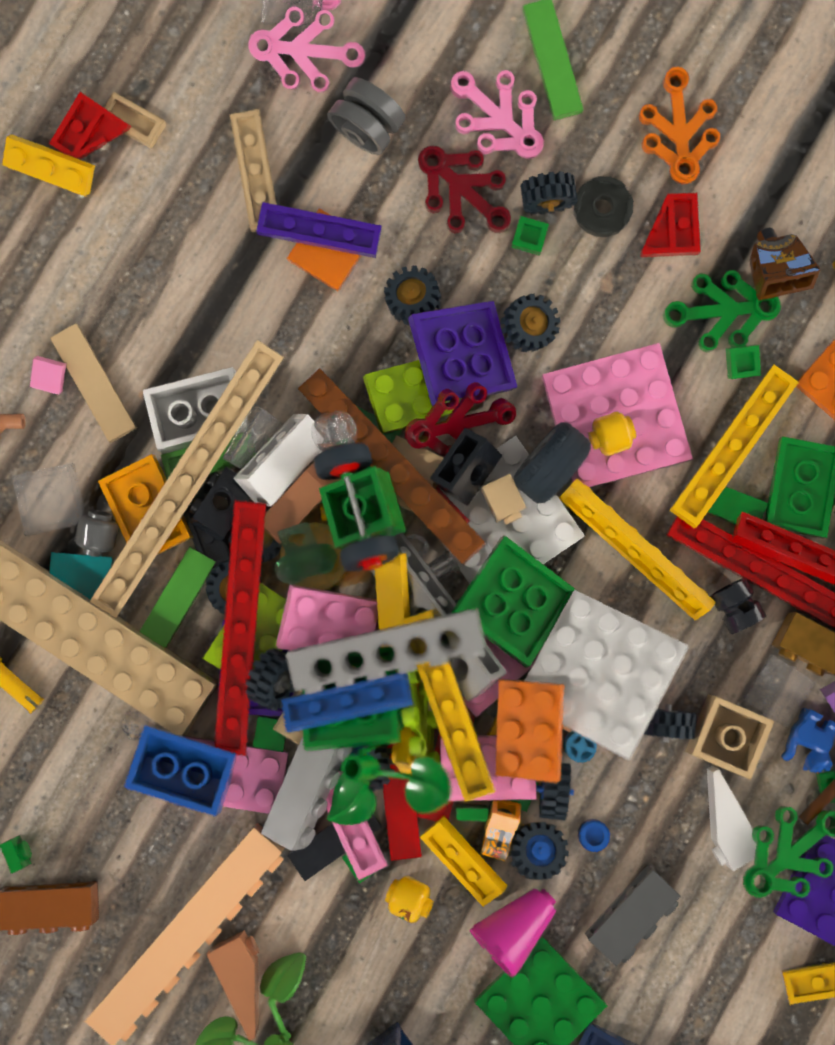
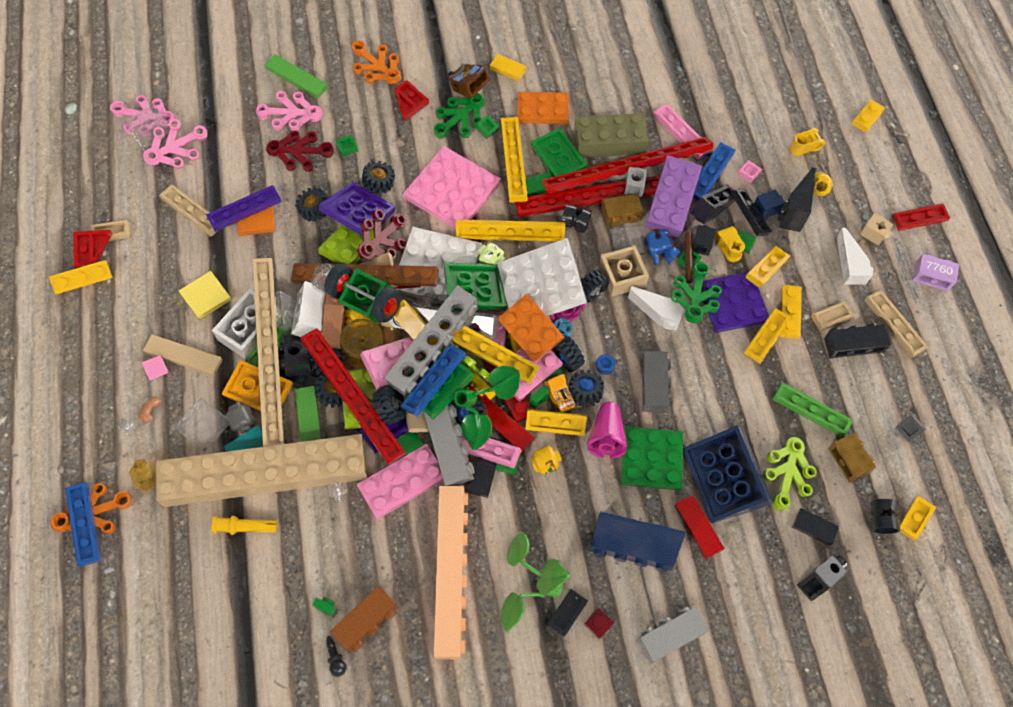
camera: 45 degrees left, 20 degrees down
(180, 317) = (205, 295): none -> light yellow tile
(181, 771) = (379, 484): blue slope -> none
(237, 970) = (494, 567): nougat slope -> none
(305, 559) = (357, 339): clear green bracket -> none
(366, 116) = (227, 147): dark grey wheel -> none
(466, 466) = (400, 246): black brick -> none
(504, 499) = (430, 250): tan brick -> none
(548, 193) = (340, 121): black wheel -> none
(552, 462) = (438, 216): black wheel -> none
(579, 567) = (490, 254): none -> yellowish green head
(599, 223) = (370, 122): pearl dark grey tile -> none
(612, 433) = (455, 189): yellow head -> none

